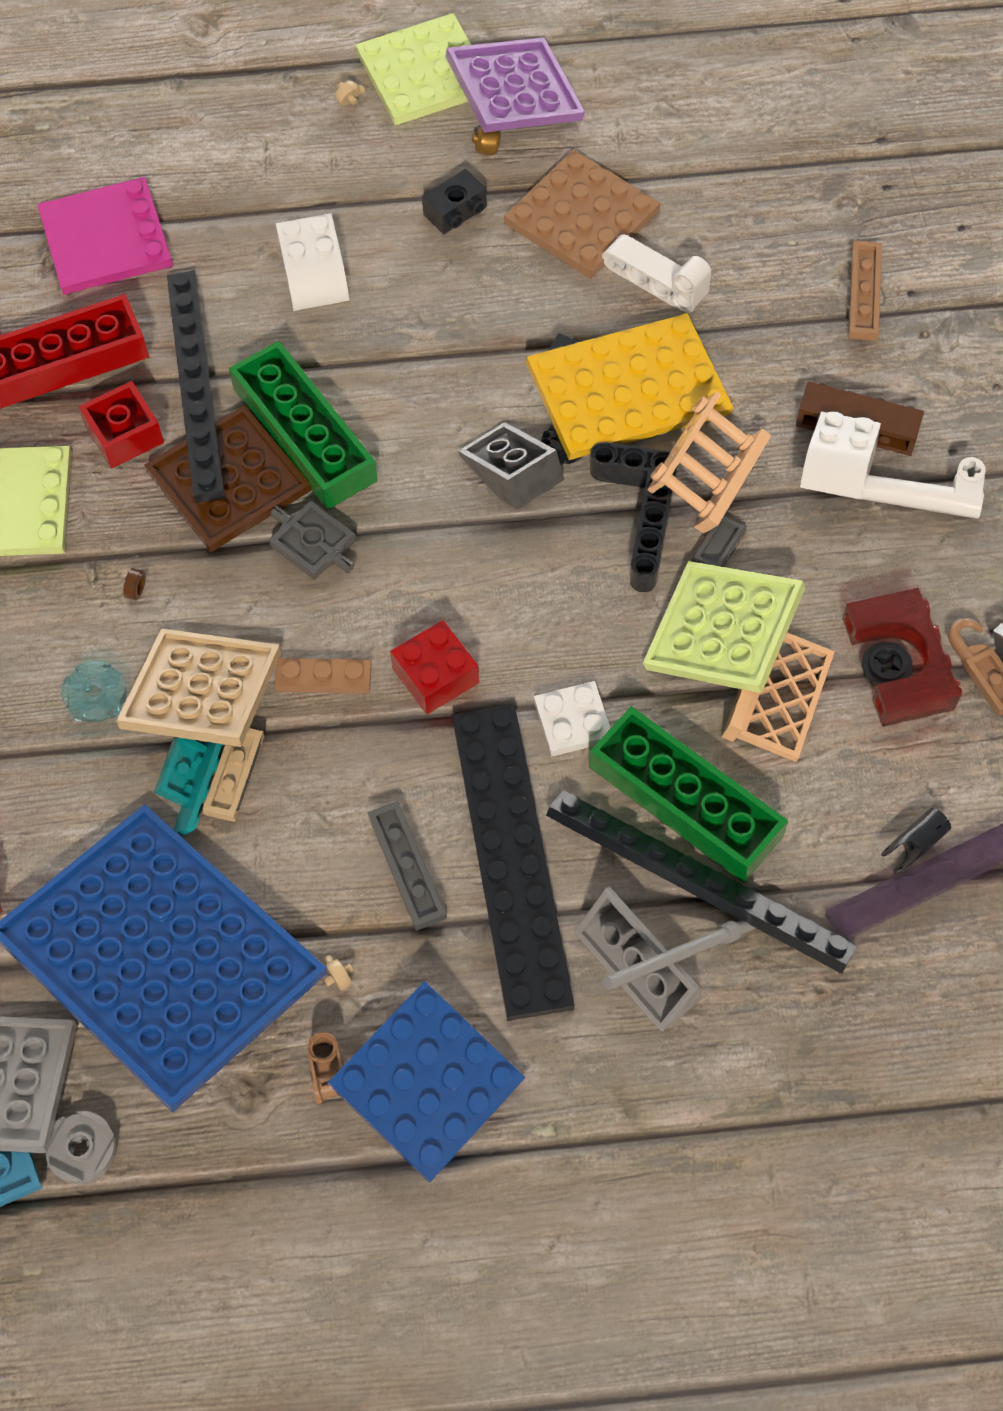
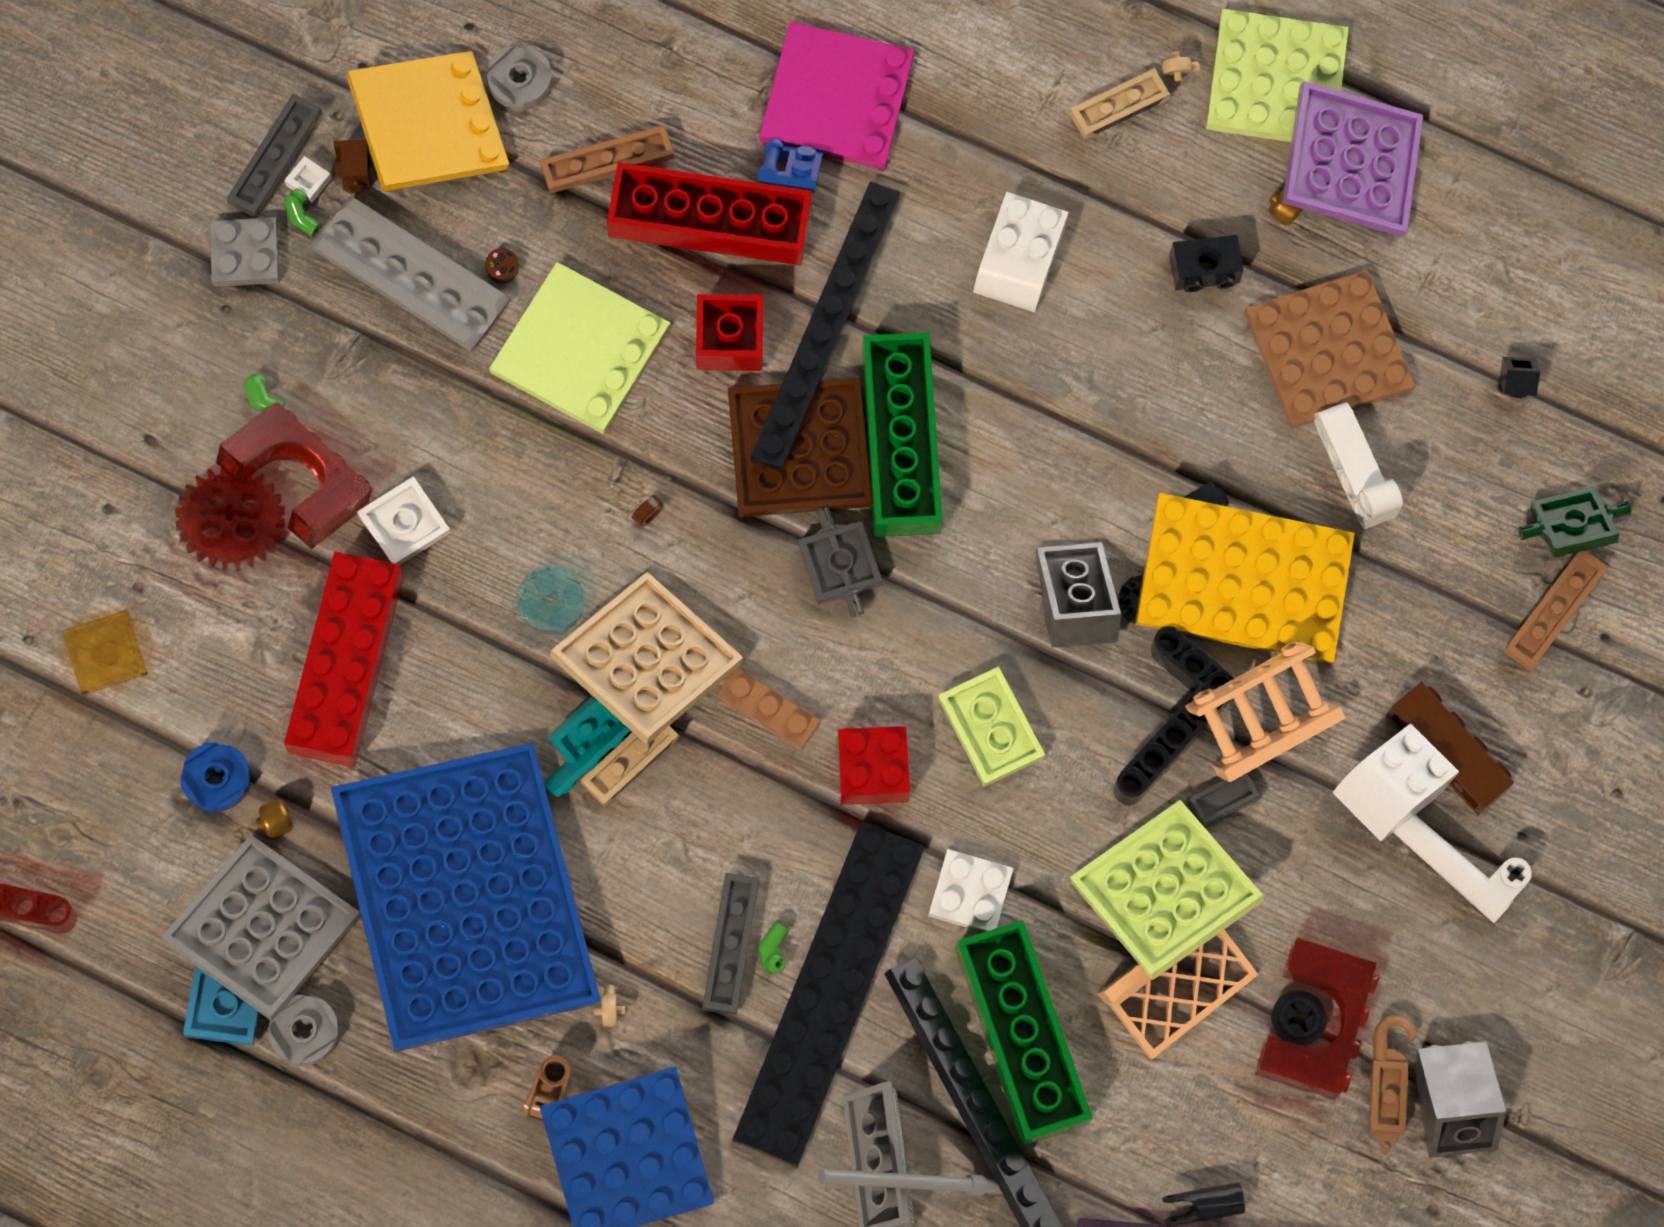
camera: 25 degrees right, 10 degrees up
(104, 288) = (801, 167): none -> blue plate
(321, 136) = (1119, 104): none -> tan plate
(441, 852) = (769, 949): none -> bright green arm
(508, 590) = (991, 726): none -> yellowish green plate
(730, 158) = (1519, 376): none -> black plate
(837, 226) = (1574, 521): none -> dark green plate

